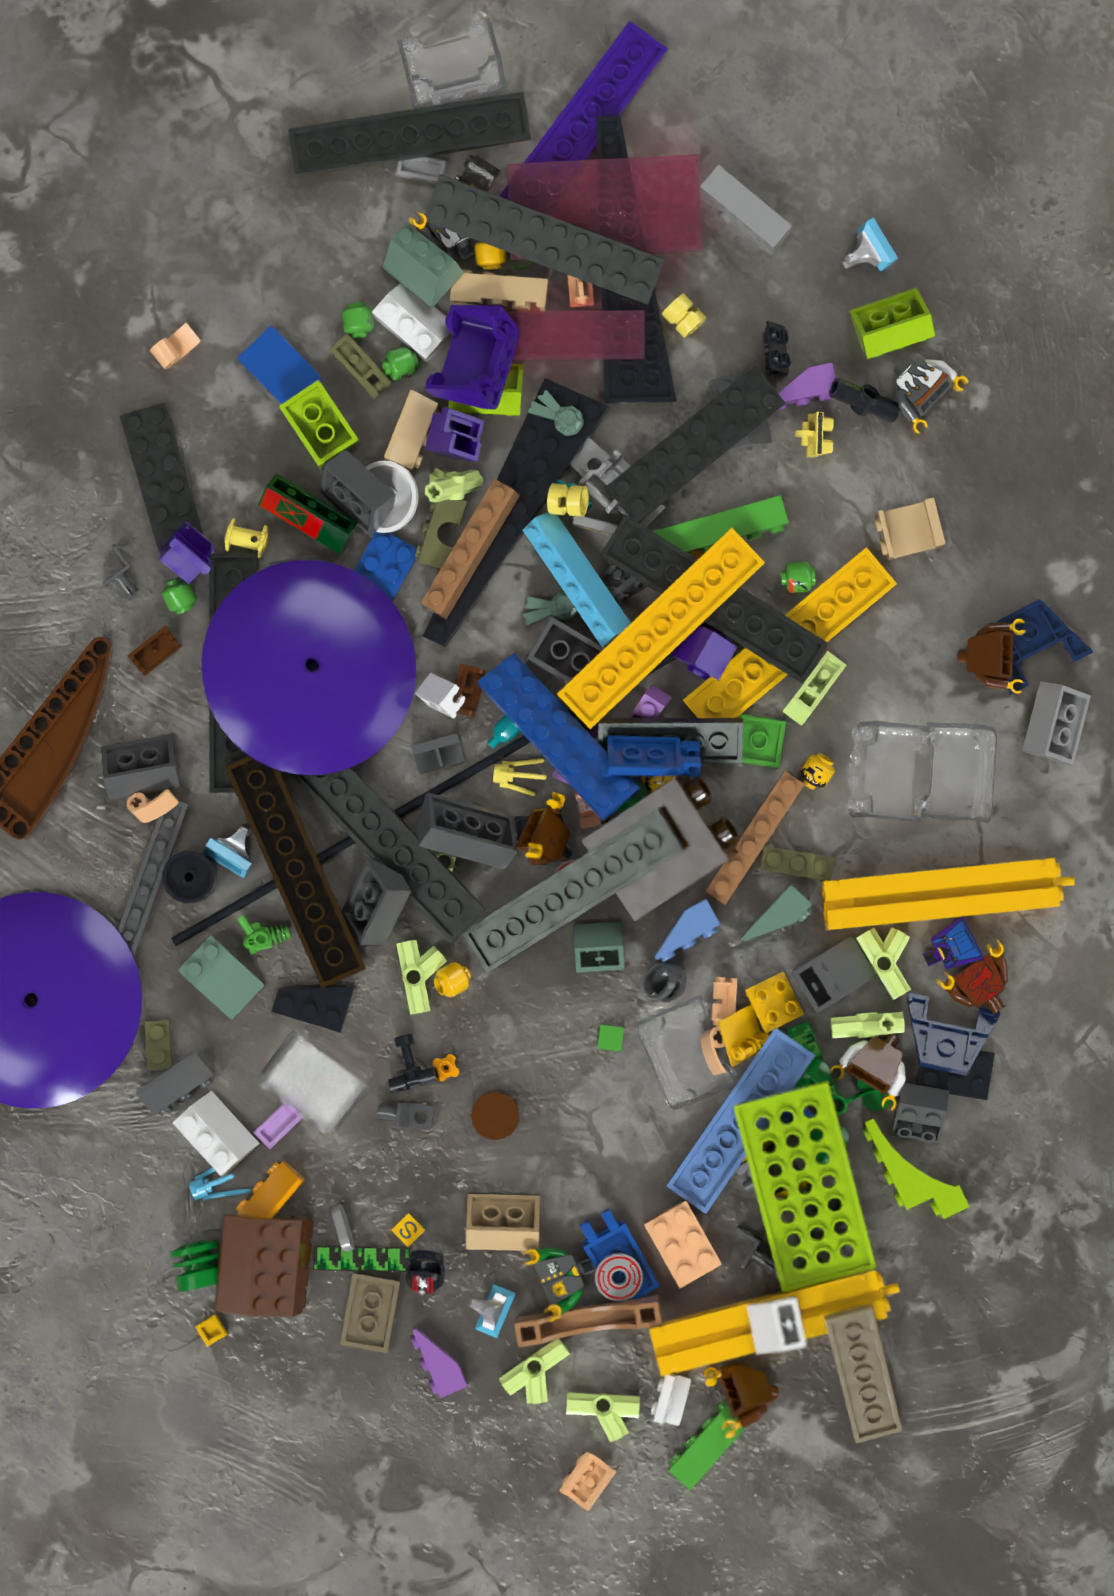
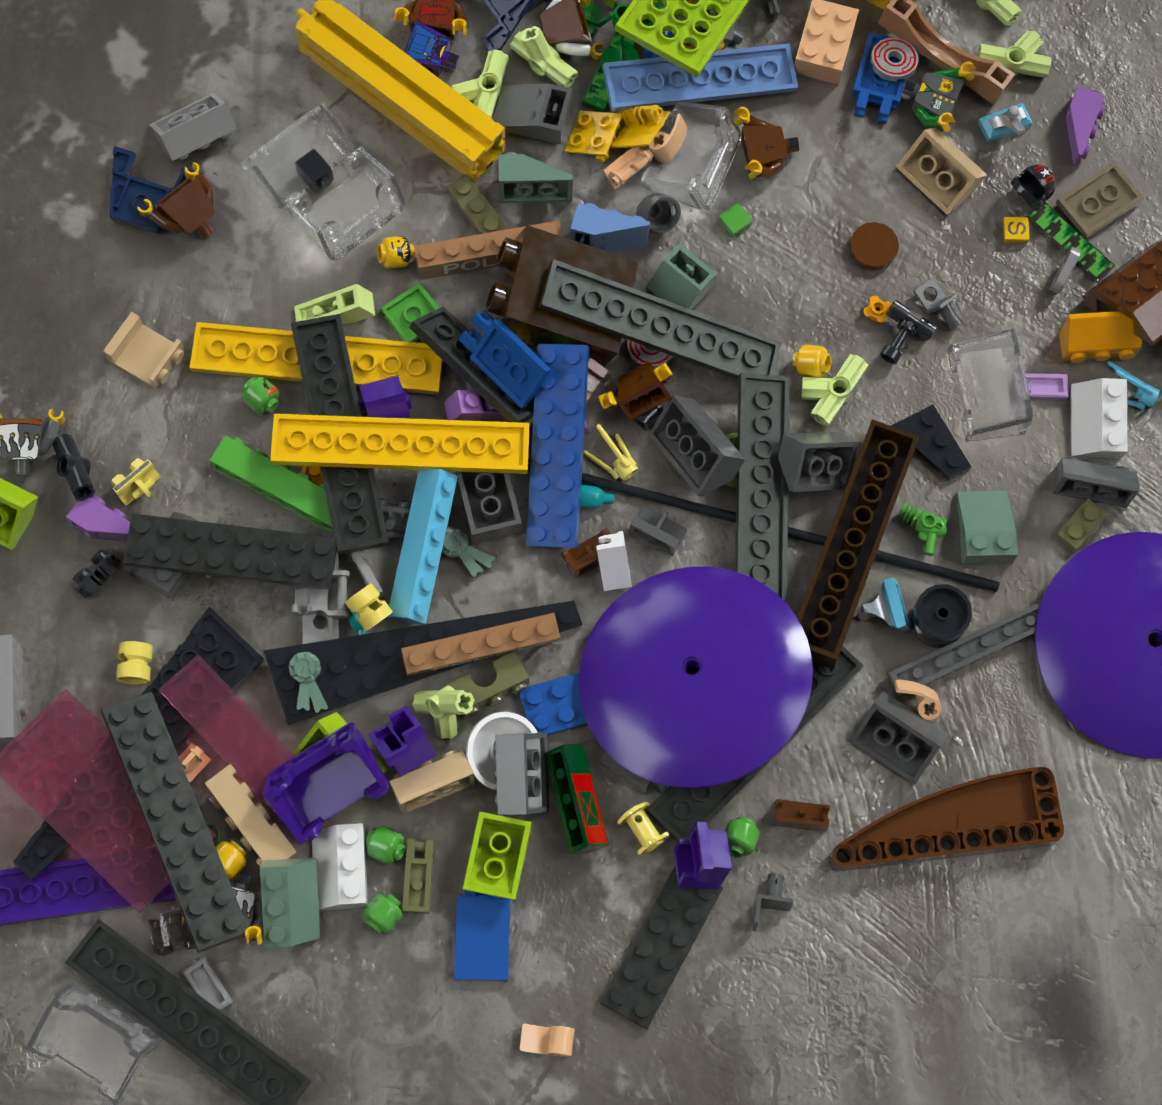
camera: 140 degrees left, 15 degrees down
(642, 1111) = (763, 145): none -> reddish brown torso
(934, 773) = (314, 171): none -> black brick

